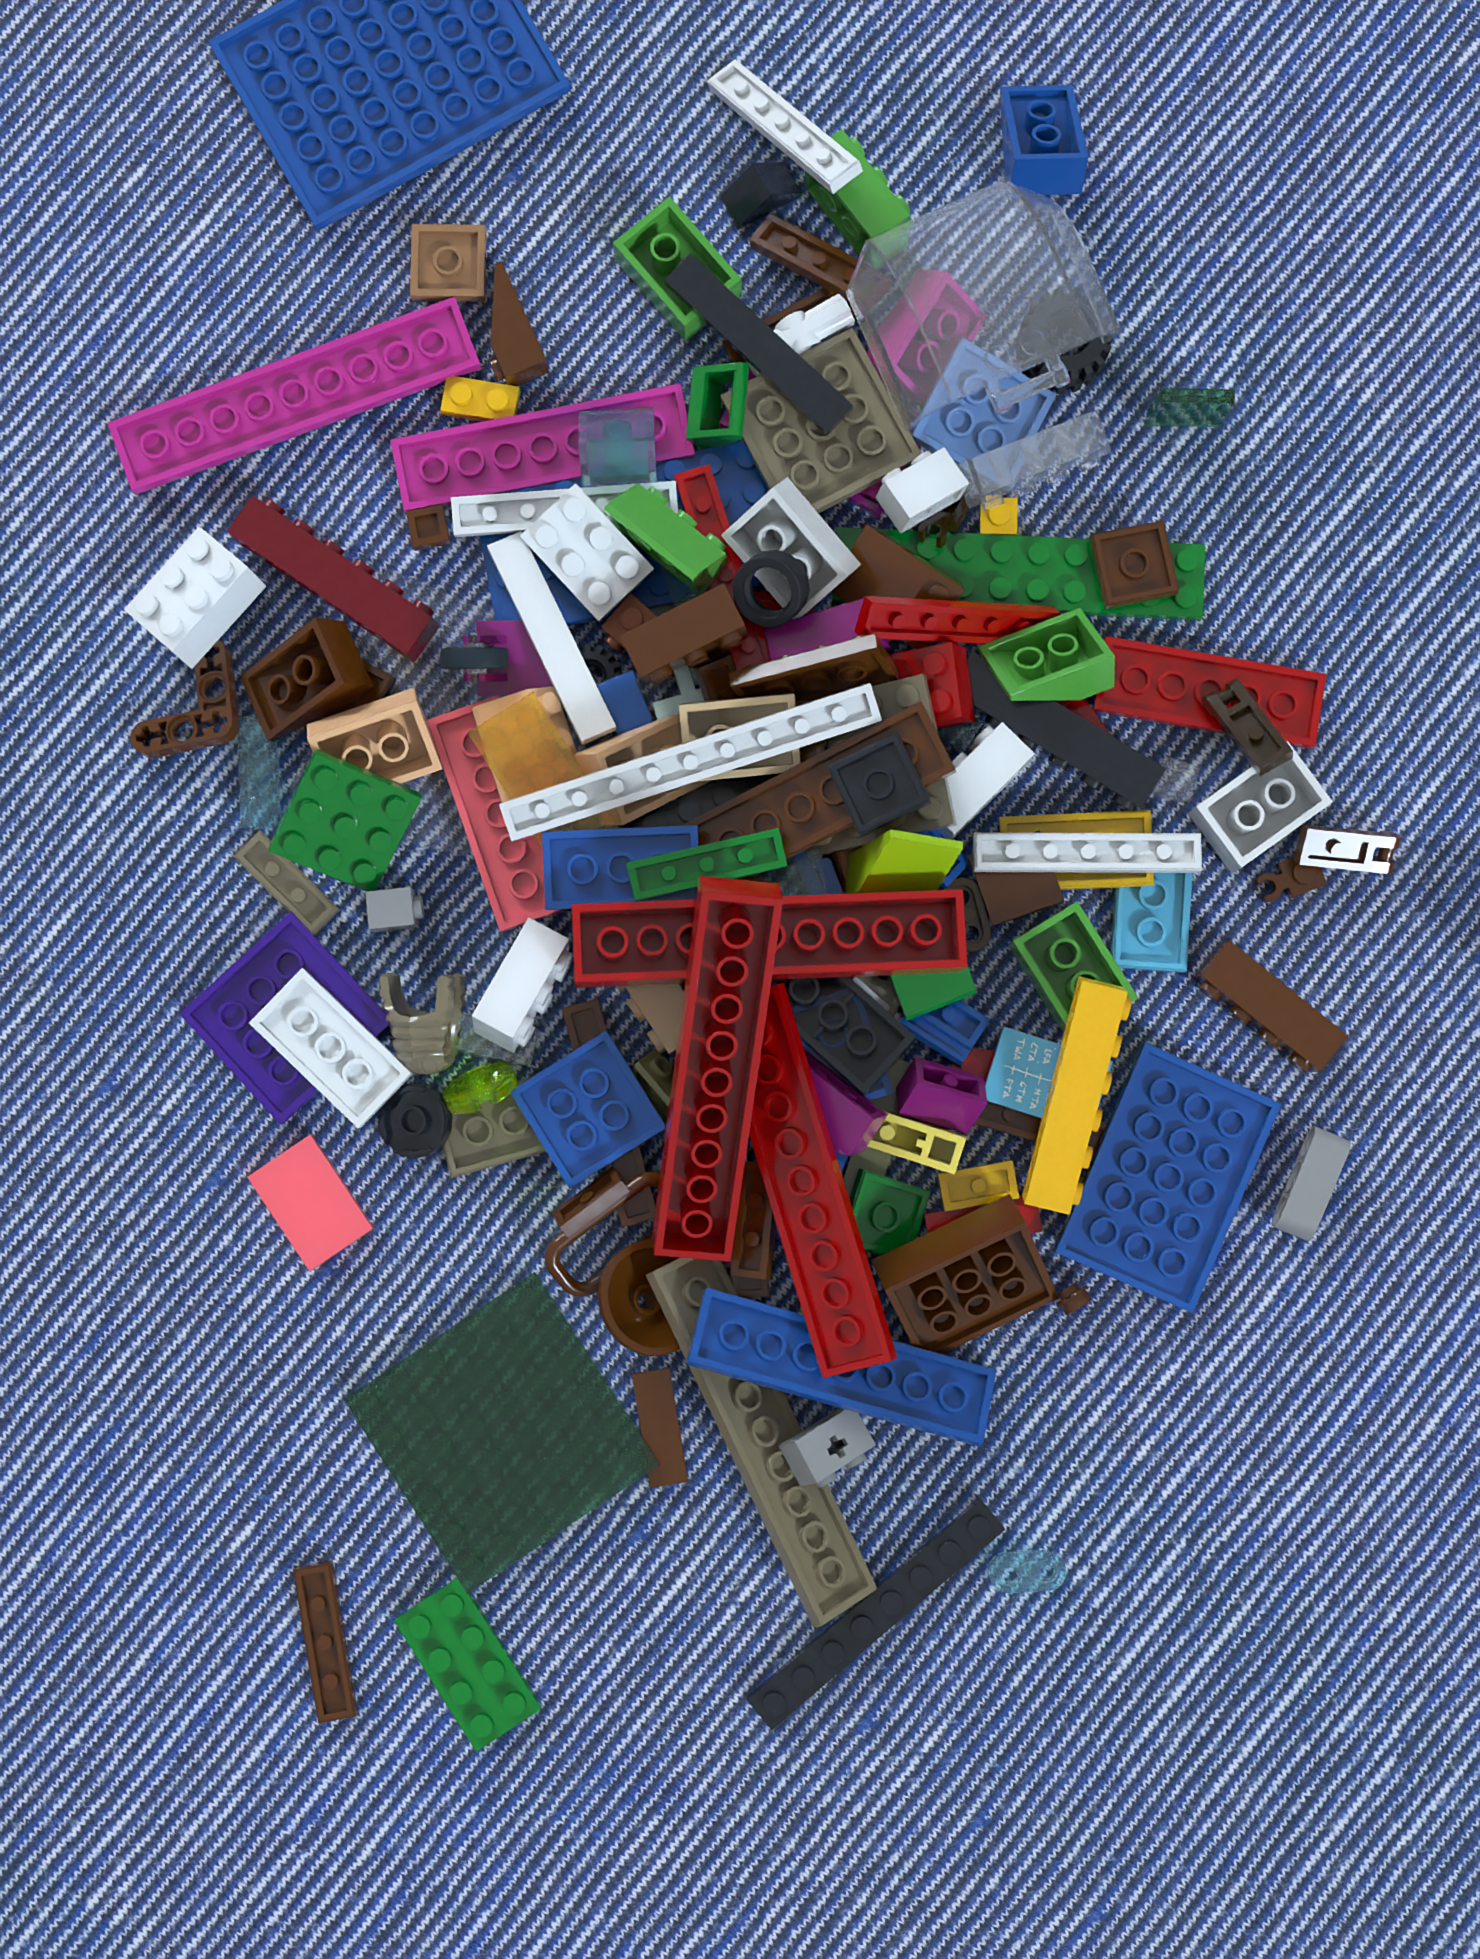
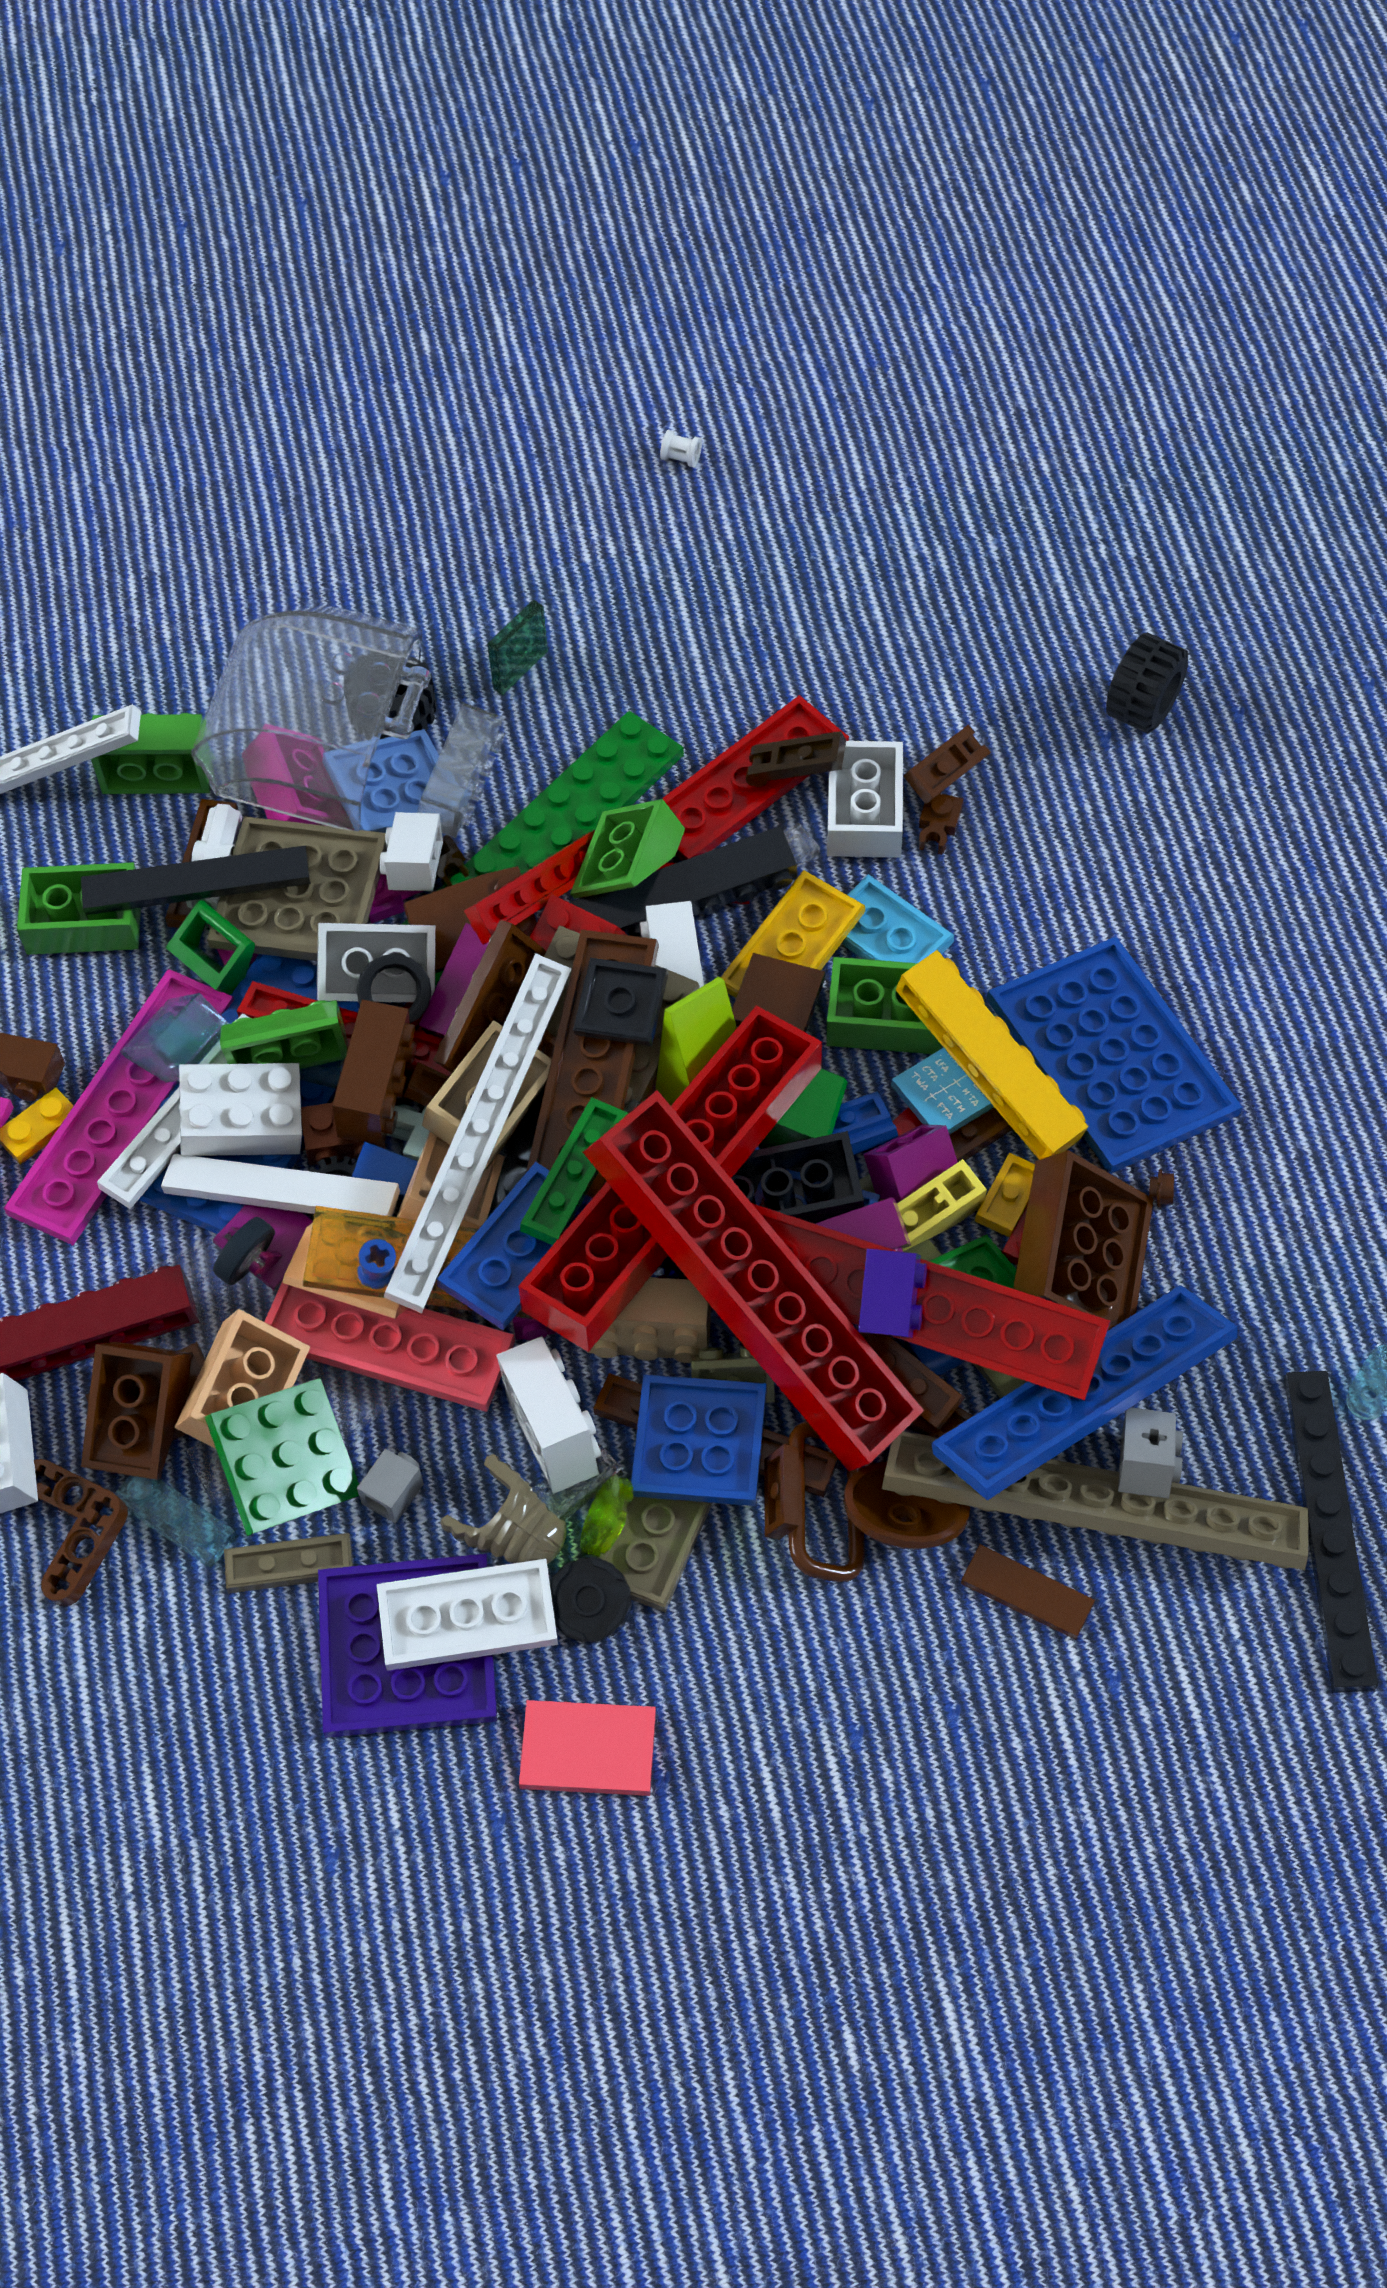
camera: 50 degrees left, 25 degrees down
(325, 1641) = (1010, 2037): reddish brown tile -> none
(428, 527) = (100, 1232): reddish brown plate -> none
(468, 1663) = (1126, 1916): green plate -> none
(501, 1432) = (929, 1731): clear green plate -> none
(505, 782) = (384, 1255): none -> blue bush
(760, 192) = (77, 823): black slope -> none
(789, 1178) = (891, 1293): none -> dark purple brick
(804, 254) = (160, 816): reddish brown plate -> none
(999, 519) = (480, 830): yellow plate -> none
(1043, 139) = (220, 610): blue slope -> none
(1087, 852) = (800, 929): white tile -> none
(1134, 564) = (602, 760): reddish brown tile -> none
(1270, 1007) = (1030, 895): reddish brown brick -> none
(1311, 1183) = (1198, 959): light grey beam -> none

